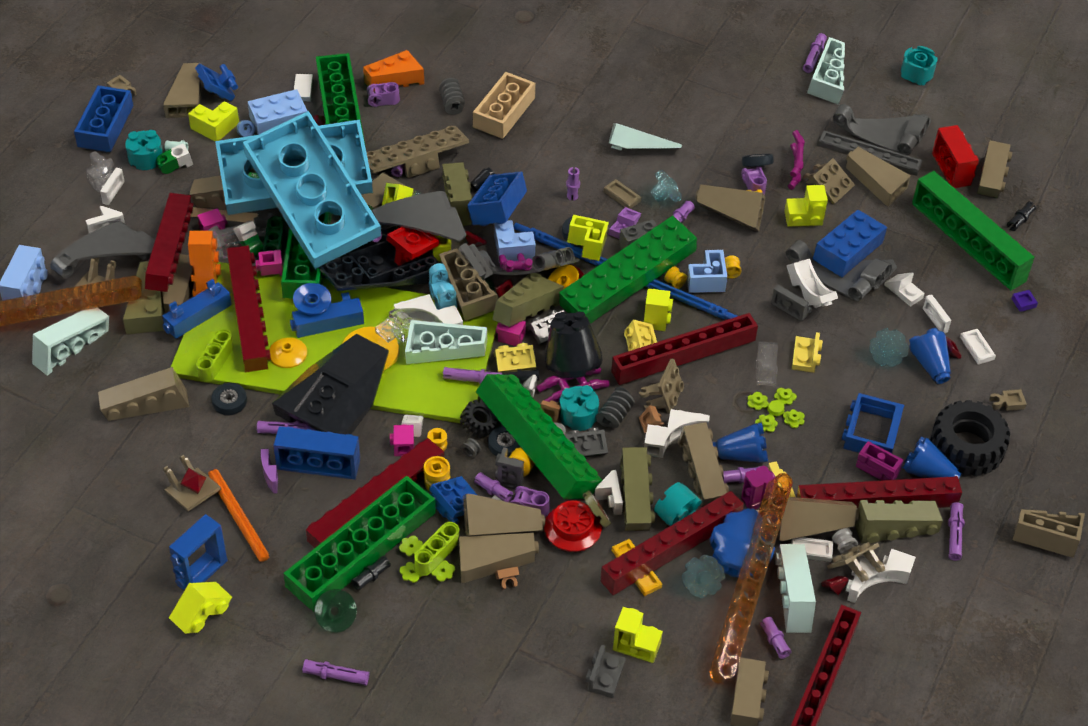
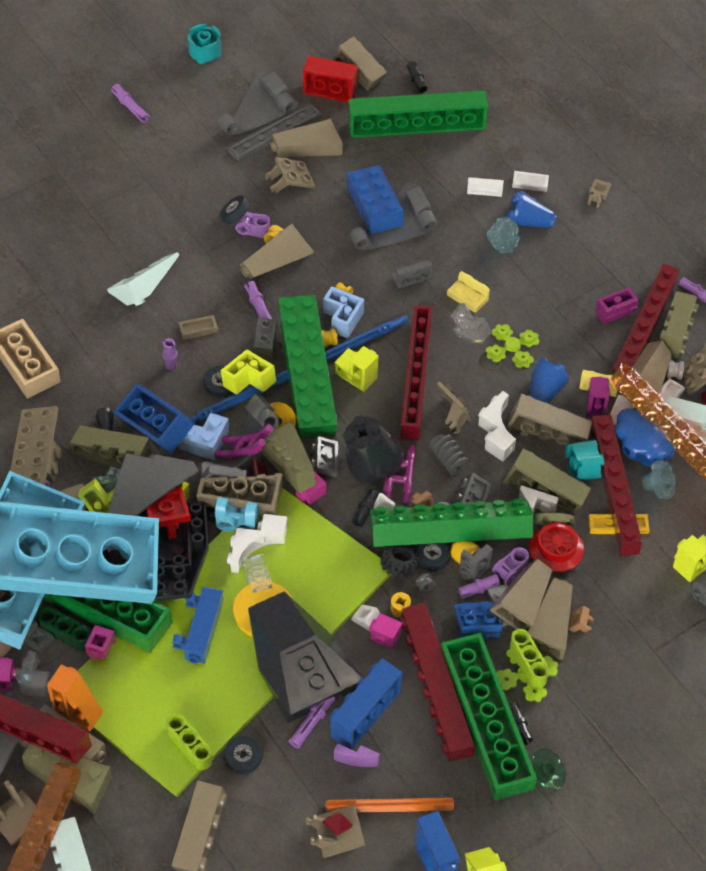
camera: 60 degrees left, 5 degrees up
(196, 310) = (119, 734): blue brick -> none
(247, 309) = (149, 688): dark red brick -> none
(248, 236) = (52, 648): leg -> none
(288, 352) = (219, 687): yellow dish -> none
(312, 293) = (184, 616): blue dish -> none
(327, 670) = (606, 804): medium lavender pin -> none
(436, 470) = (445, 621): yellow wheel -> none
(443, 342) = (294, 549): light aqua wedge -> none
(465, 374) = (353, 535): medium lavender pin -> none
(515, 358) = (343, 500): light yellow bracket -> none
(579, 407) = (434, 477): teal brick -> none
(625, 218) = (234, 341): medium lavender slope -> none
(639, 335) = (381, 399): light yellow bracket -> none
(651, 417) = (475, 436): medium nougat tile -> none
(665, 188) = (221, 291): clear light blue plant -> none
(736, 475) = (570, 403): medium lavender pin -> none
(797, 149) = (247, 182): magenta piece -> none
(807, 210) = (317, 205): neon yellow brick -> none
(813, 290) = (411, 251): white arch -> none
(828, 76) = (164, 104): light aqua wedge -> none
(877, 407) = (581, 277): blue window -> none
(904, 289) = (438, 192): white slope -> none
(929, 461) = (633, 273): blue cone -> none
(980, 421) = (624, 252): black tyre -> none
(1024, 300) = (505, 126): dark purple plate -> none

